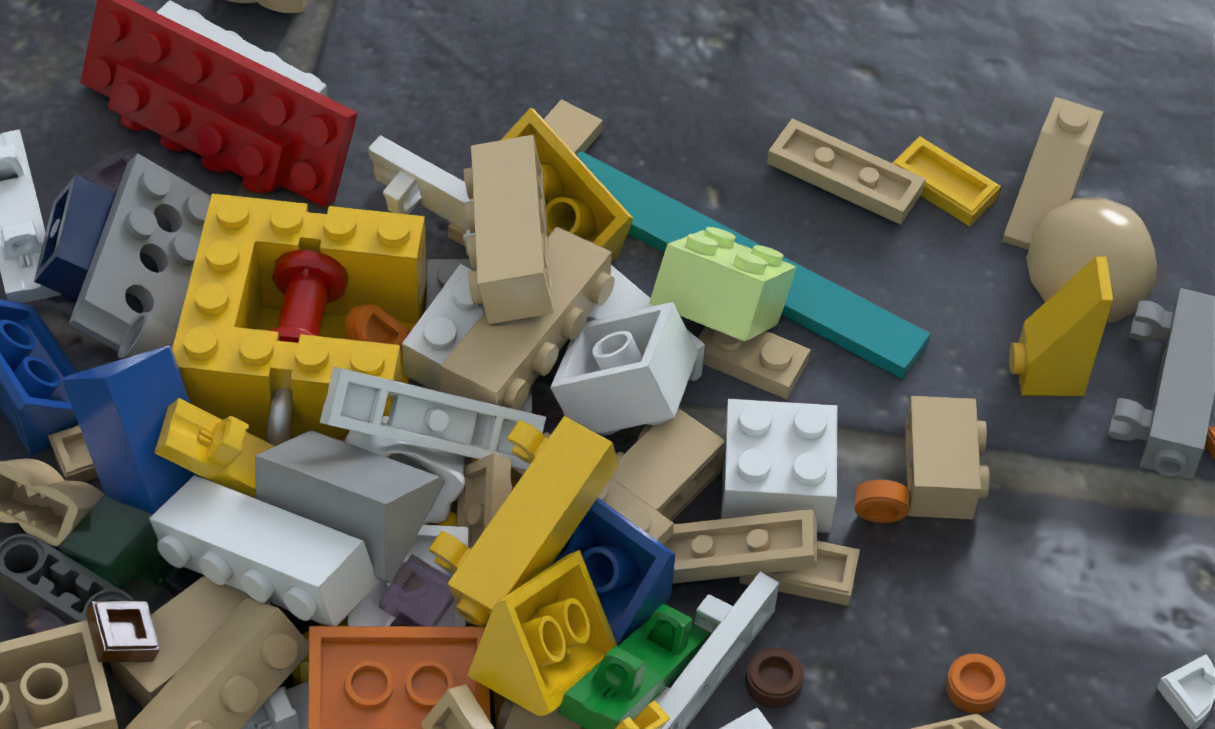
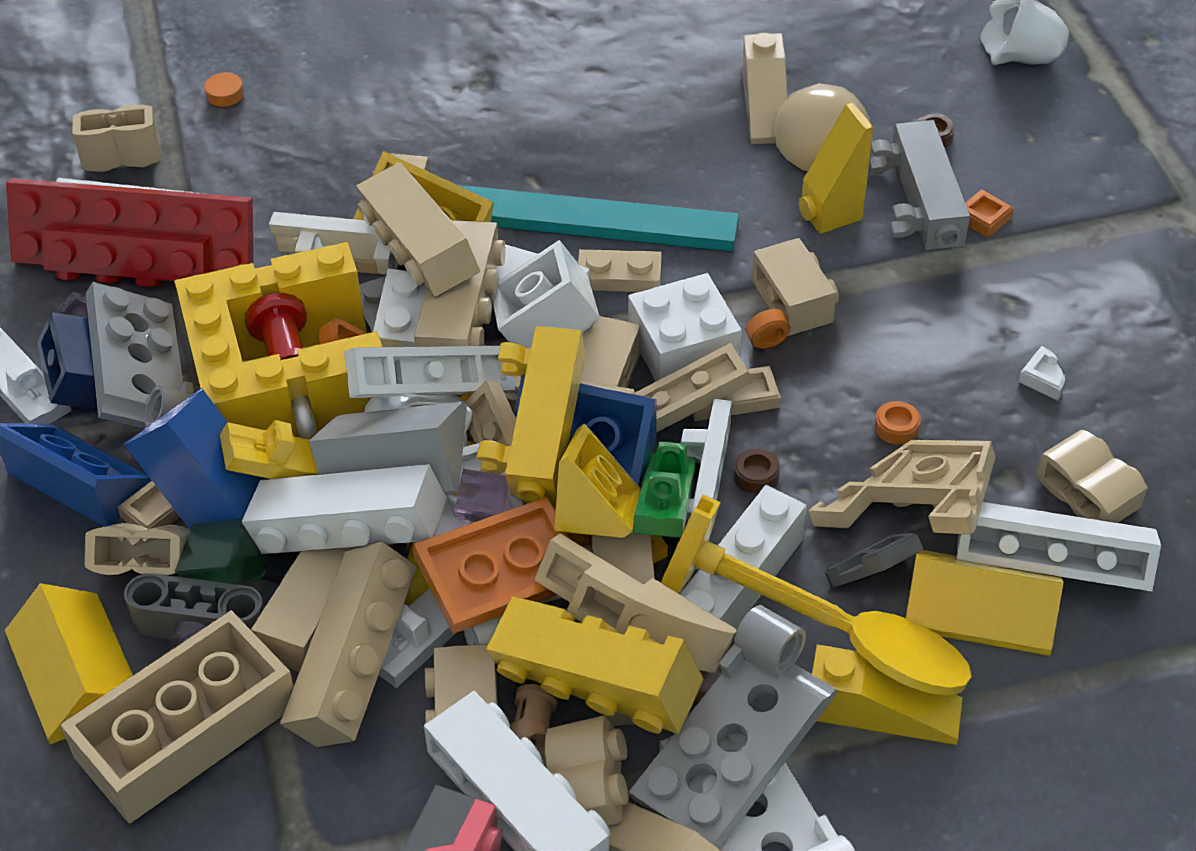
camera: 20 degrees left, 5 degrees down
(122, 631) = (261, 609): tile -> none
(724, 283) = (582, 224): yellowish green brick -> none
(846, 171) = (620, 133): tan plate -> none
(949, 181) = (690, 118): yellow tile -> none

